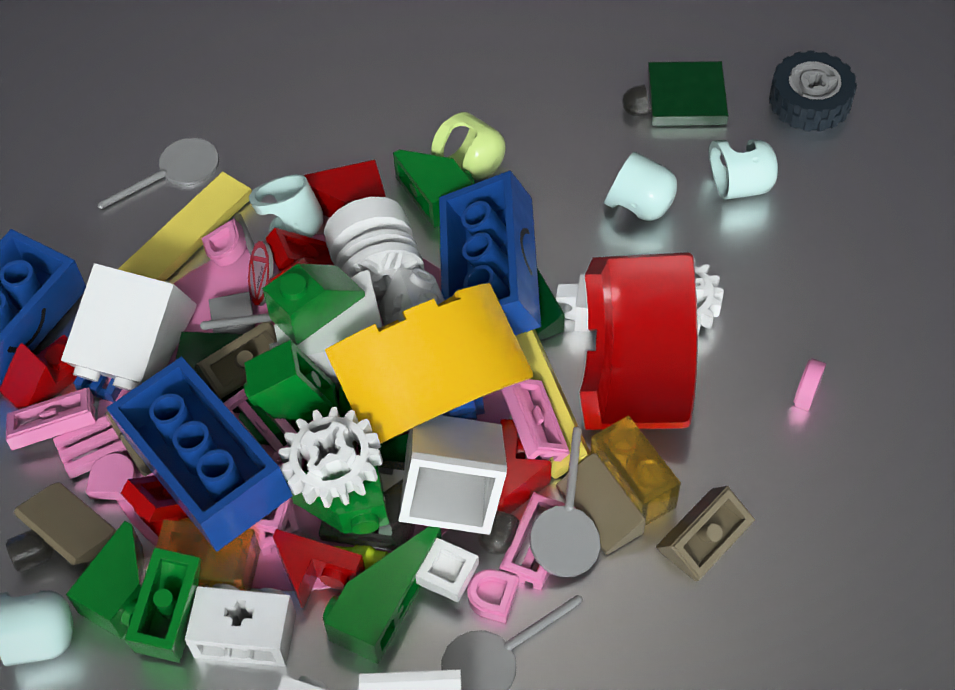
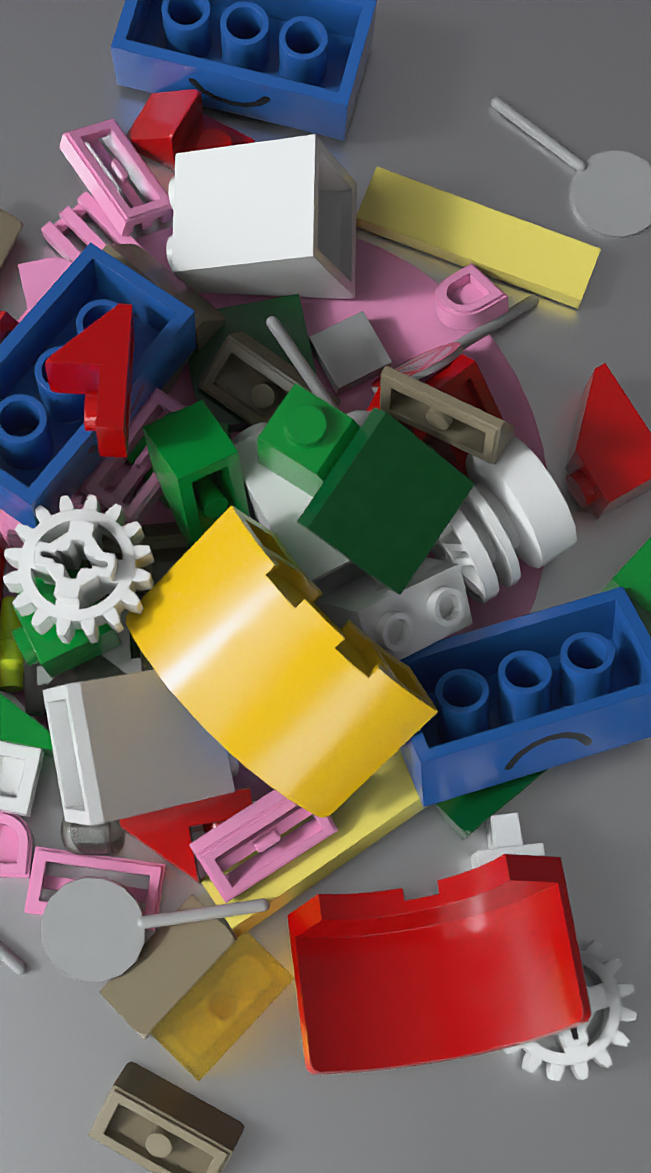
camera: 65 degrees right, 20 degrees up
(212, 394) = (100, 367): none -> red slope
(295, 208) = (539, 386): light aqua helmet -> none
(305, 238) = (443, 416): none -> dark tan slope
(352, 269) = (386, 501): none -> dark green tile

